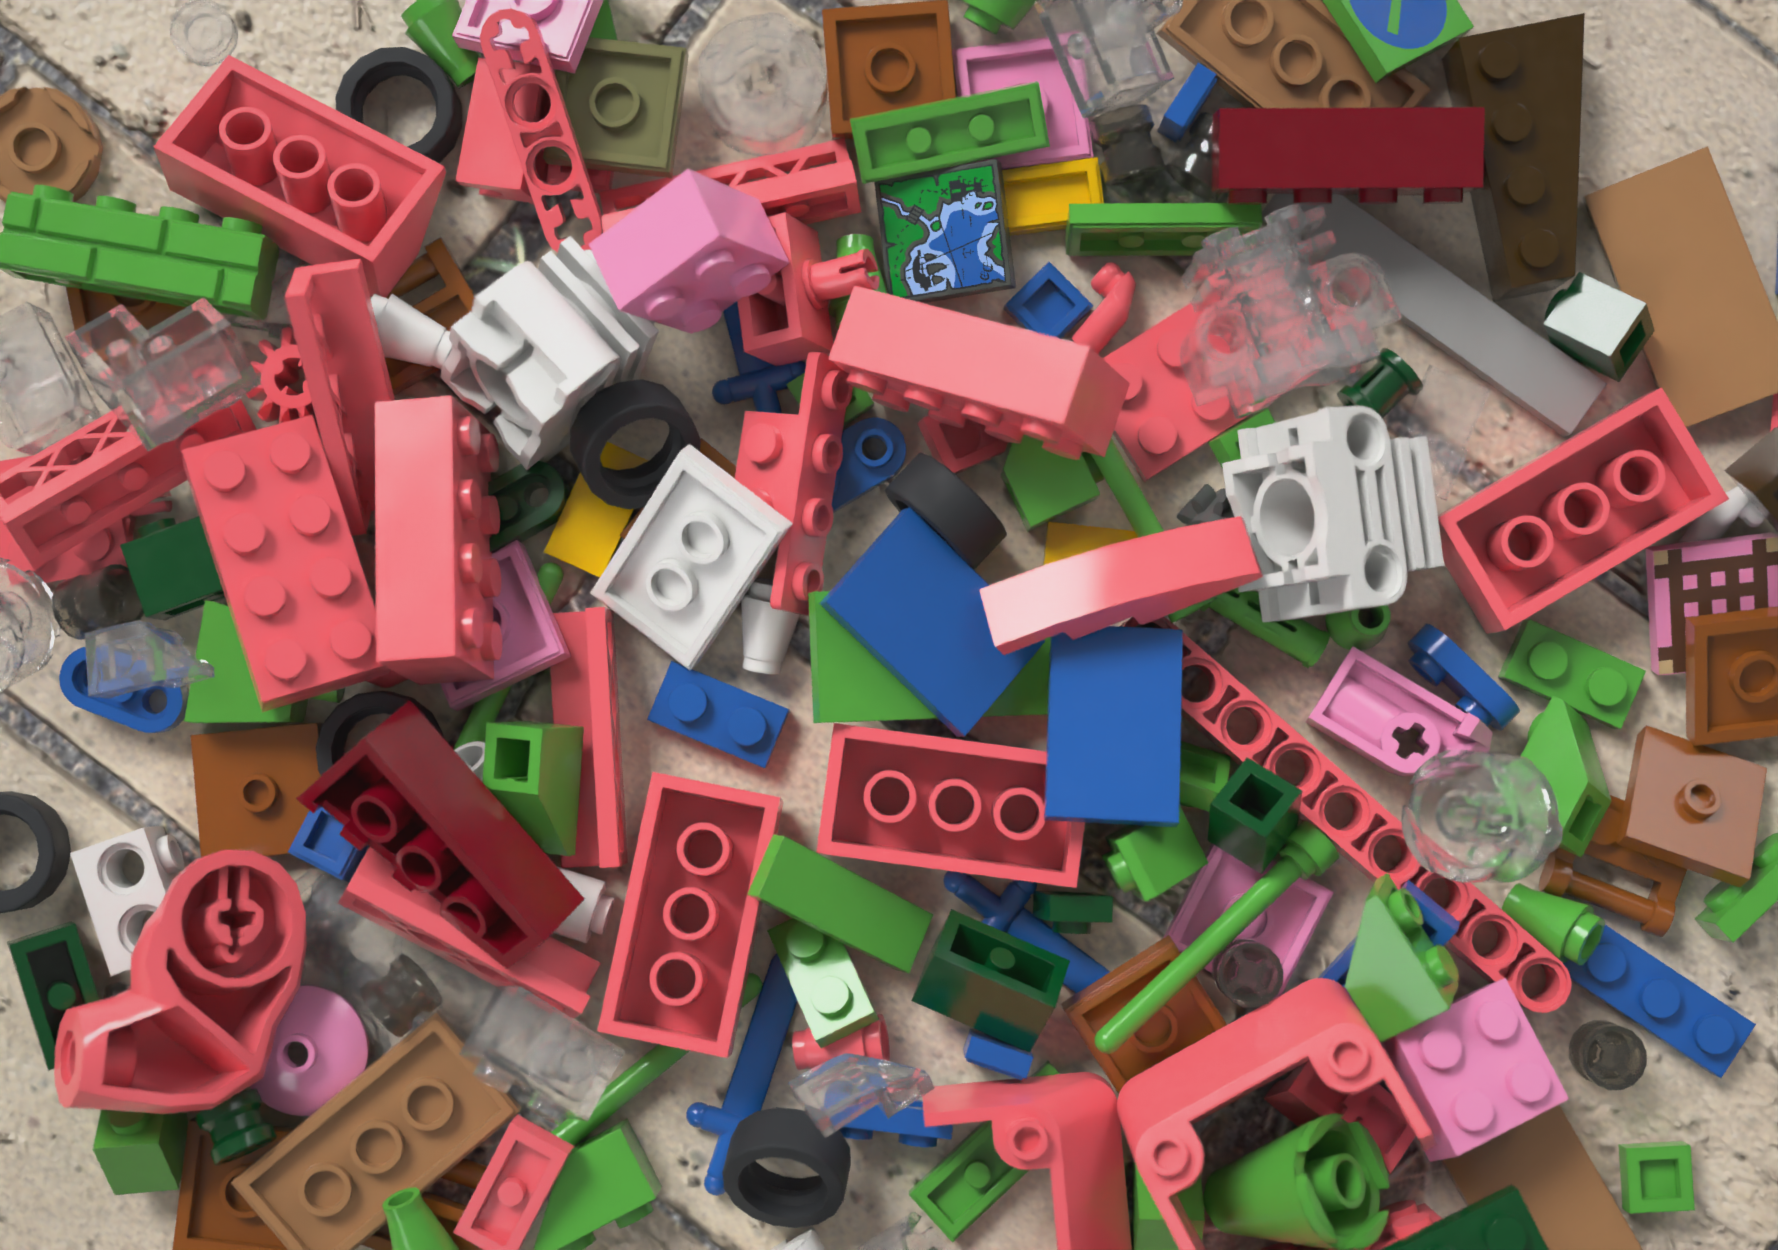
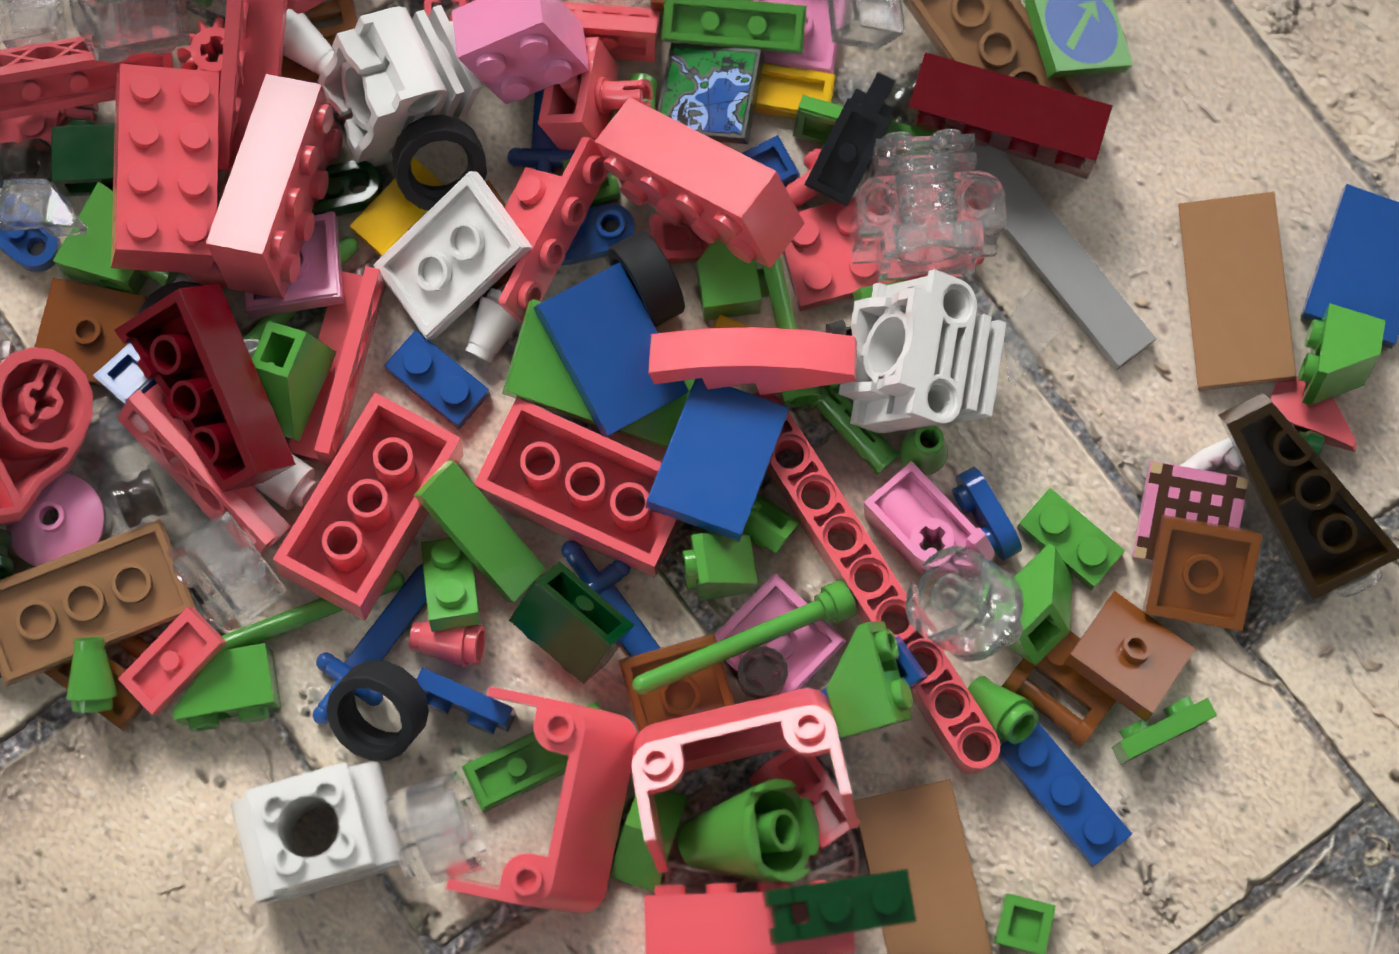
camera: 10 degrees right, 10 degrees down
(854, 1084) = (443, 659): clear slope -> none
(997, 1055) = (559, 680): blue tile -> none
(1072, 910) = (648, 592): dark green plate -> none
(1127, 145) = (857, 66): clear smoke wheel -> none
(1156, 249) = (853, 141): none -> black hinge
(1187, 103) = (909, 54): blue tile -> none
(1254, 815) = (801, 558): dark green brick -> none
(1382, 385) = (995, 290): dark green bush -> none
(1475, 1070) = (904, 788): bright pink brick -> none
(1531, 148) = (1141, 154): dark brown wedge -> none
(1576, 511) = (1102, 416): coral brick -> none
(1598, 325) = (1160, 293): brick -> none
(1618, 1064) = (1022, 818): clear smoke wheel -> none

